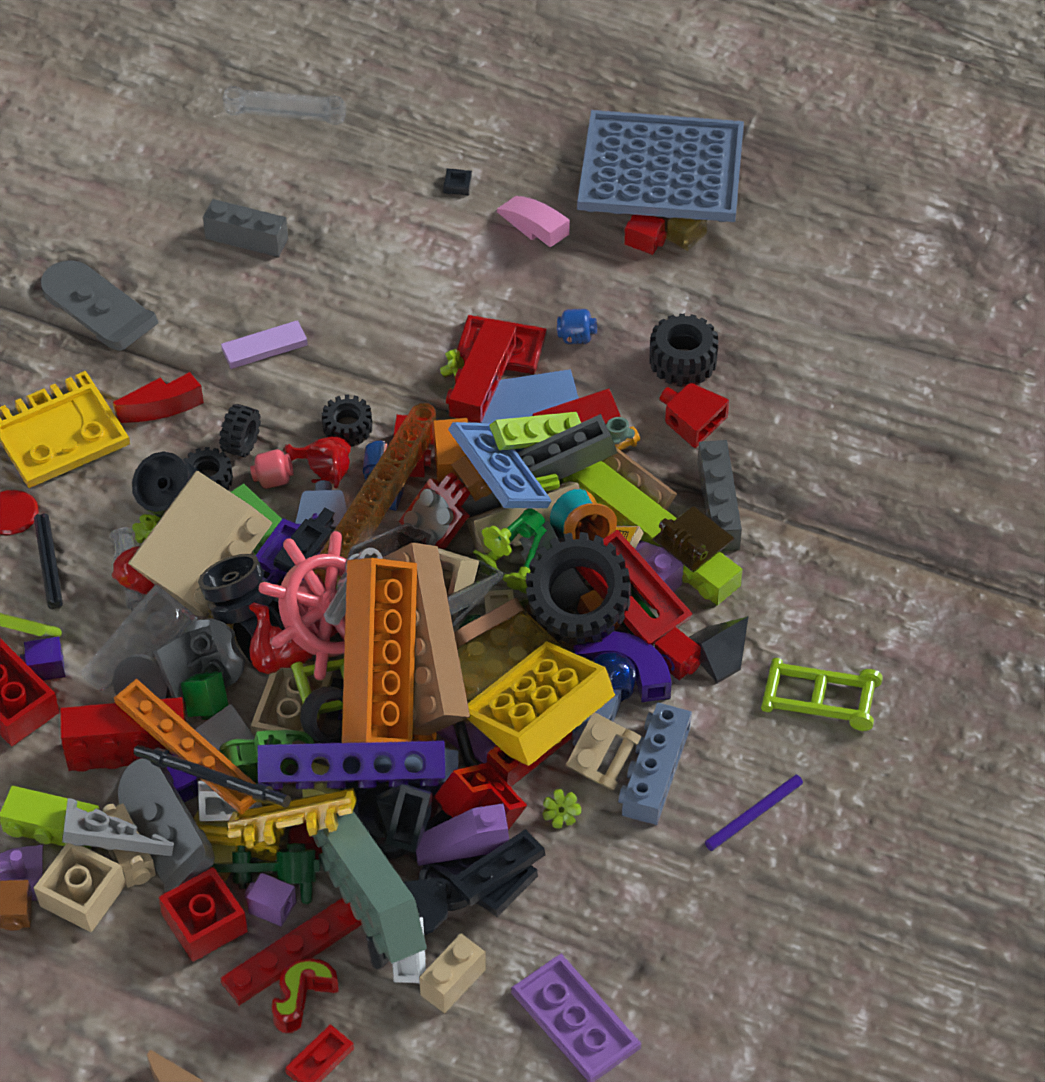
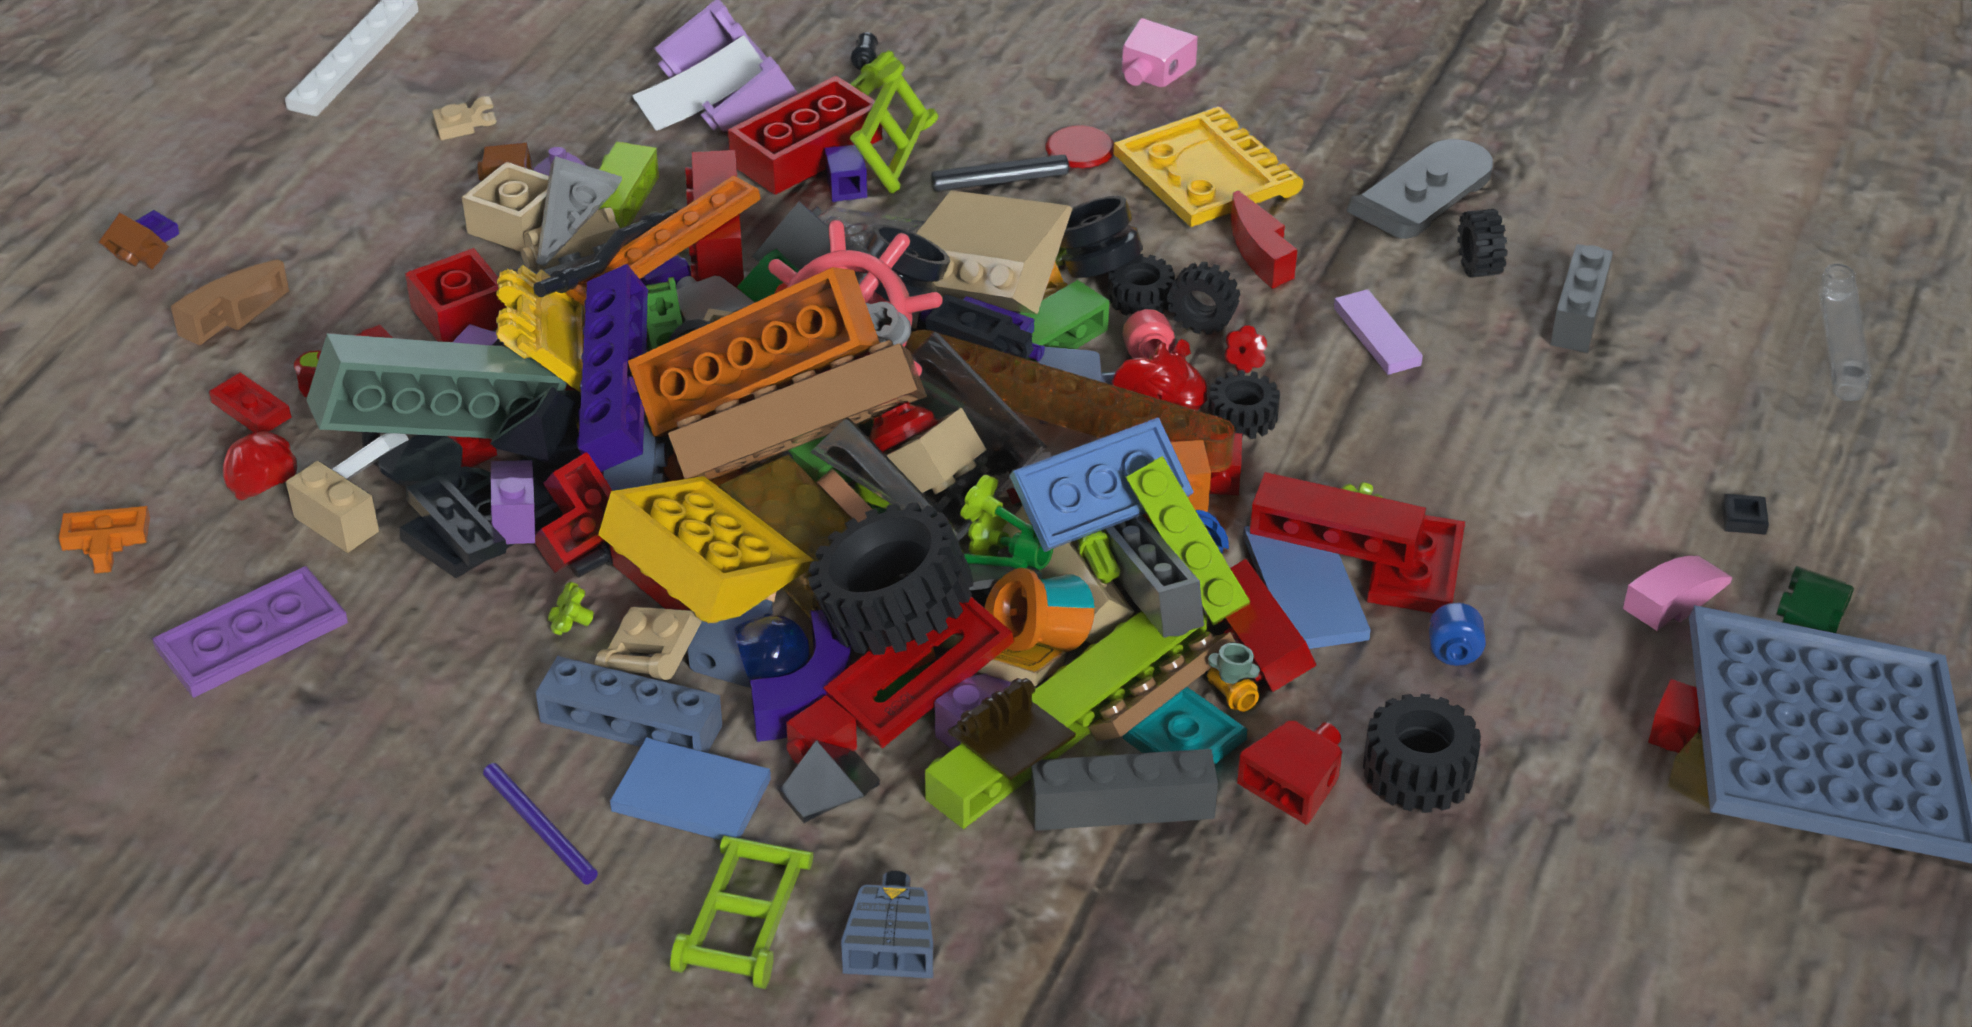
camera: 90 degrees right, 10 degrees down
(186, 260) = (1482, 243): none -> black tyre
(286, 416) = (1245, 349): none -> red plant
(402, 1033) = (258, 464): none -> red hair
(547, 158) = (1816, 601): none -> dark green cylinder
(666, 463) = (1187, 724): none -> teal tile
(721, 728) = (690, 790): none -> medium blue tile
(835, 613) = (889, 930): none -> sand blue torso

